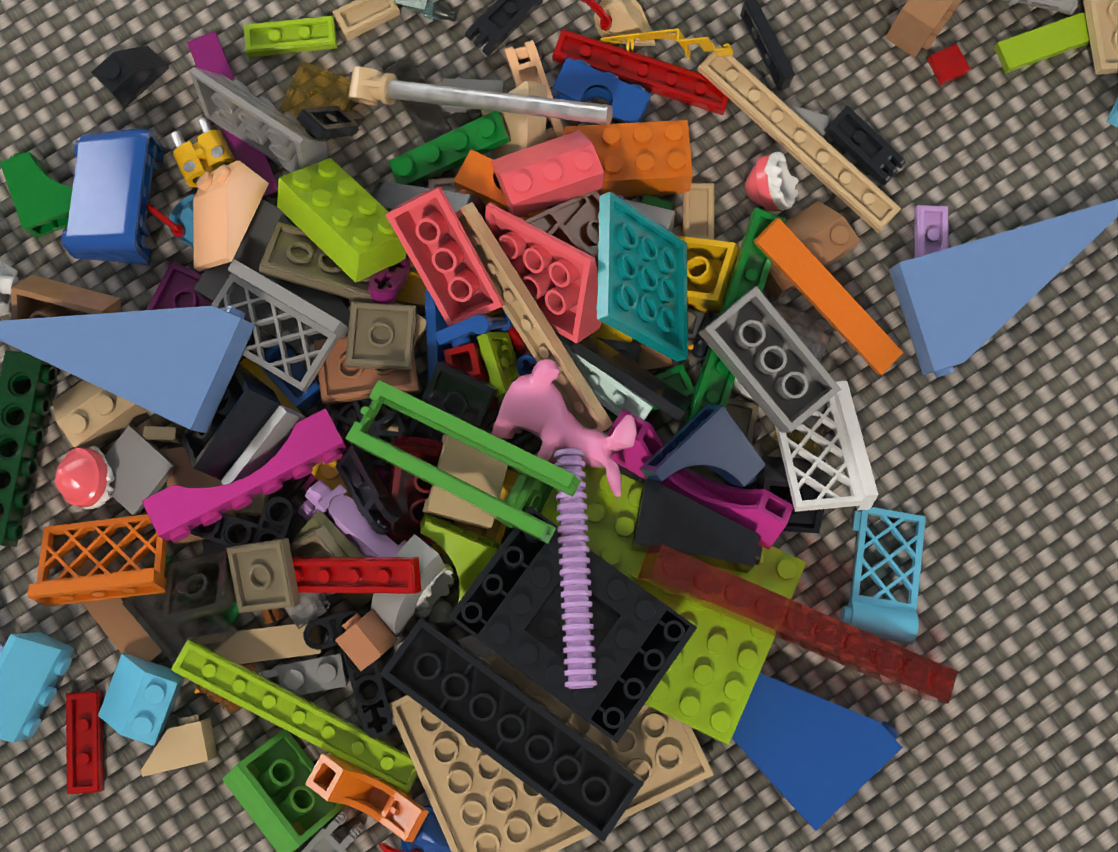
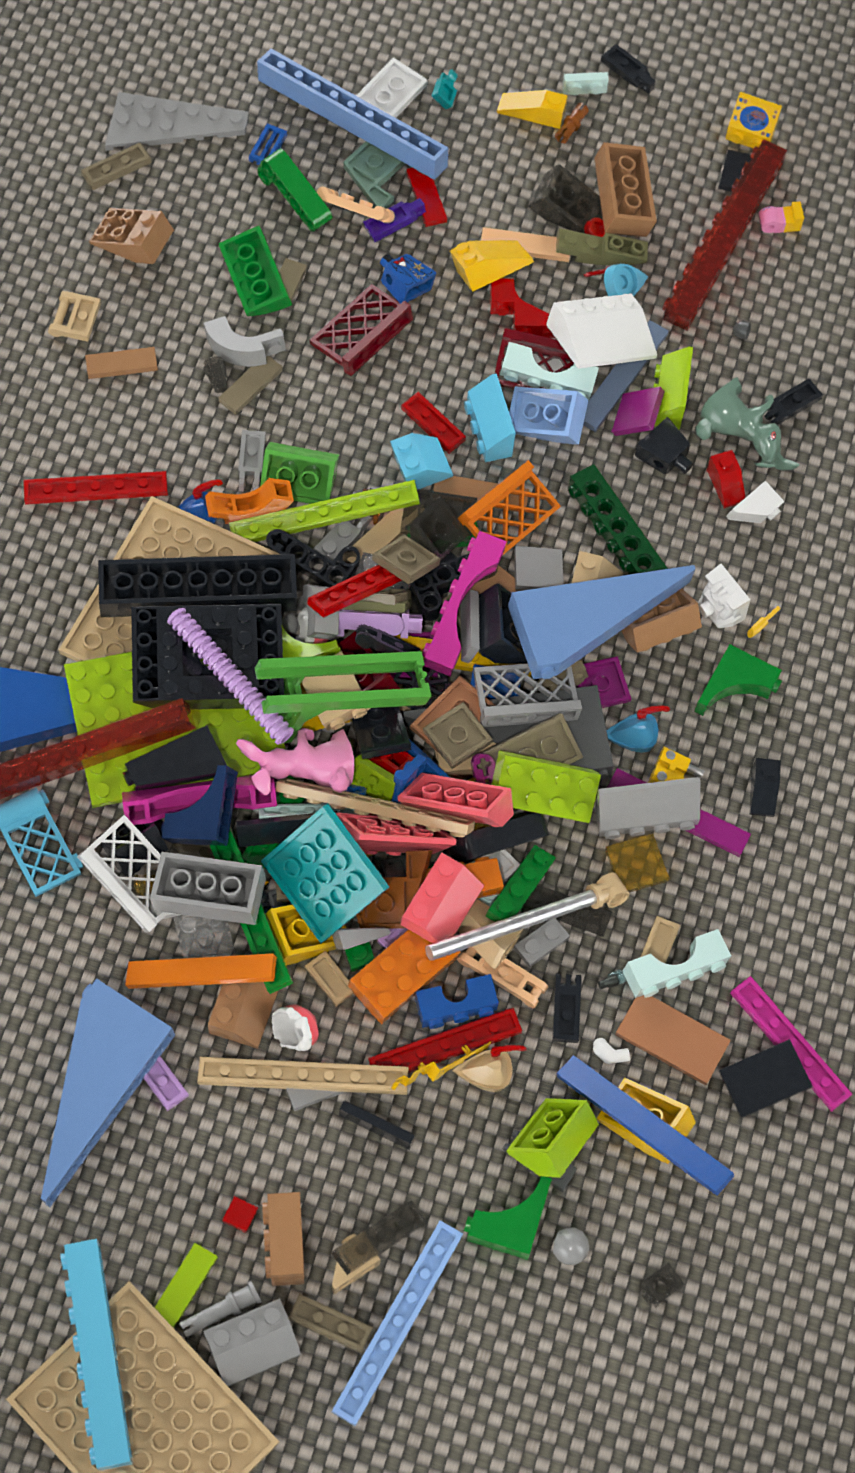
camera: 135 degrees right, 15 degrees down
(84, 478) = (560, 543): coral hair -> none
(112, 196) = (699, 704): windscreen -> none
(182, 746) = (375, 456): tan slope -> none
(223, 212) = (617, 737): light nougat slope -> none
(290, 36) = (692, 890): lime tile -> none
(330, 122) = (605, 839): black hinge -> none
(365, 639) = (319, 569): nougat brick -> none
(865, 145) = (255, 1105): black hinge -> none

